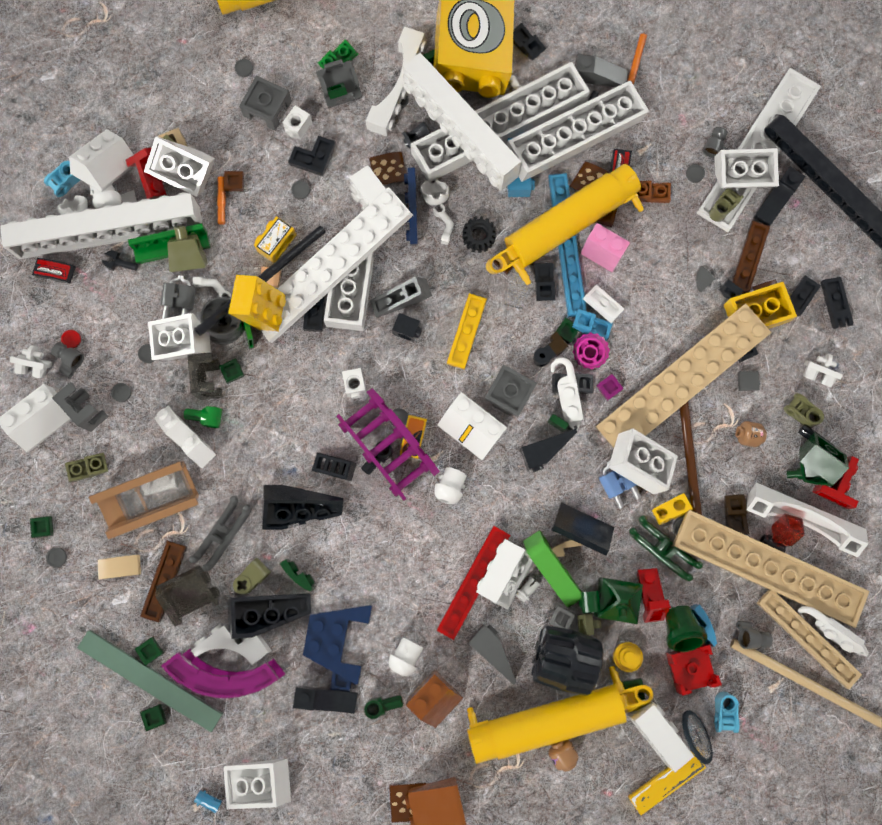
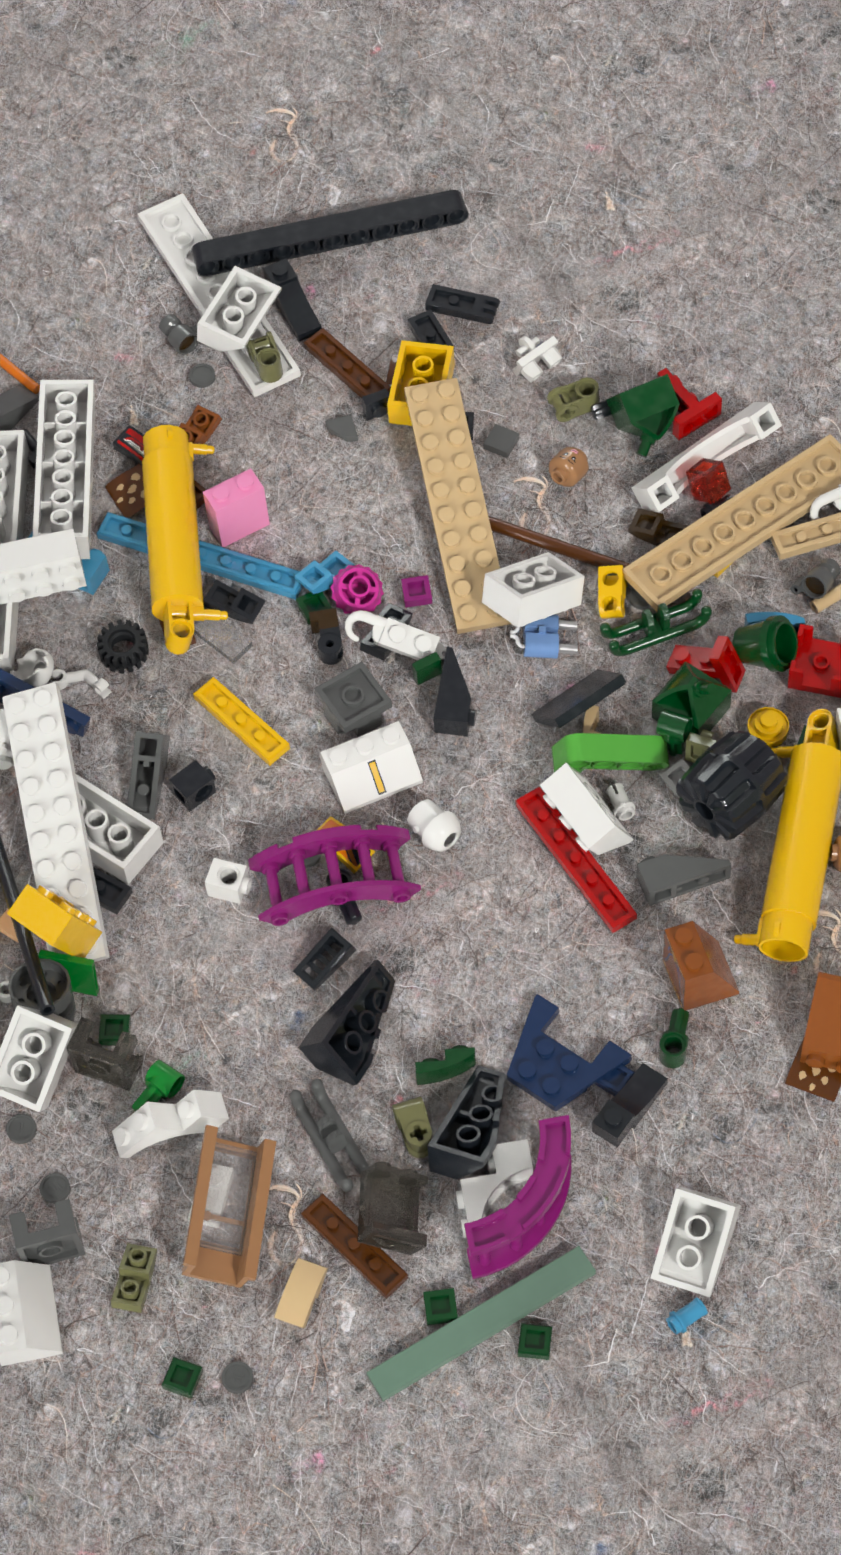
camera: 55 degrees left, 20 degrees down
(405, 658) = (627, 979): white piece -> none
(603, 303) = (305, 548): white plate -> none

